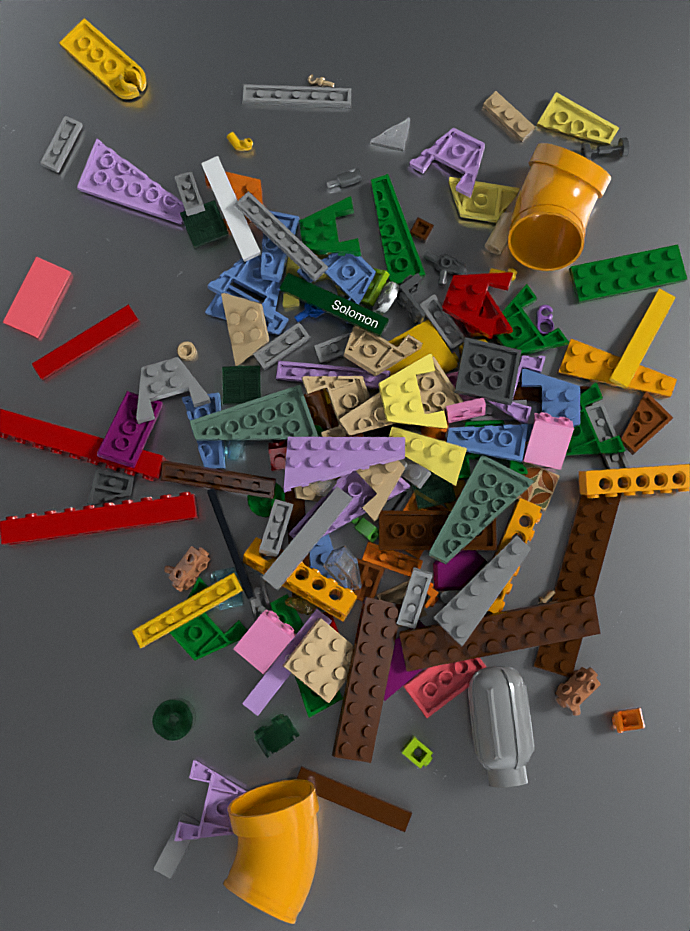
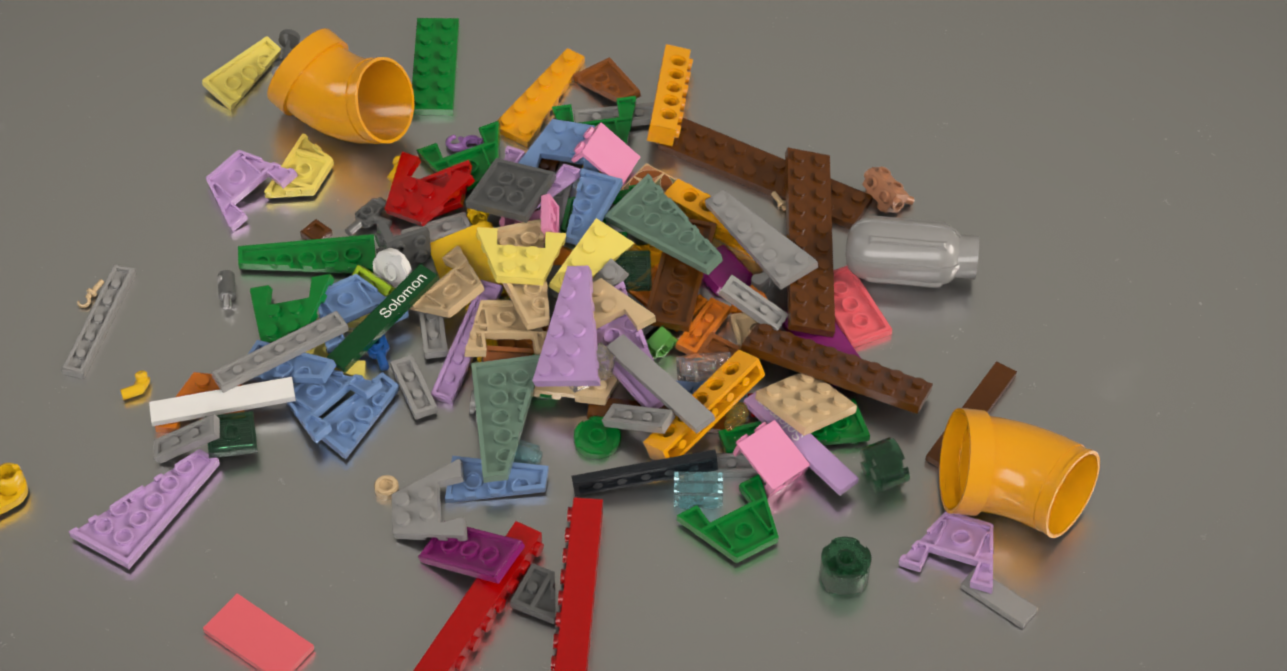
camera: 75 degrees left, 30 degrees down
(61, 144) = (58, 575): light grey plate -> none
(85, 342) = (338, 594): red tile -> none
(187, 610) = (716, 529): yellow tile -> none
(188, 568) = (668, 529): nougat brick -> none
(218, 479) = (559, 476): reddish brown tile -> none
(241, 384) = (447, 437): clear green tile -> none
(245, 326) = (379, 411): tan wing -> none
(277, 454) = (547, 411): red bracket -> none
(394, 137) = (192, 237): clear tile -> none
(409, 748) = (927, 342): lime brick -> none
(499, 235) = (349, 159): tan brick -> none
(508, 116) = (210, 130): tan plate -> none
(628, 720) = (927, 156): orange bracket -> none
(642, 338) = (514, 64): yellow tile -> none

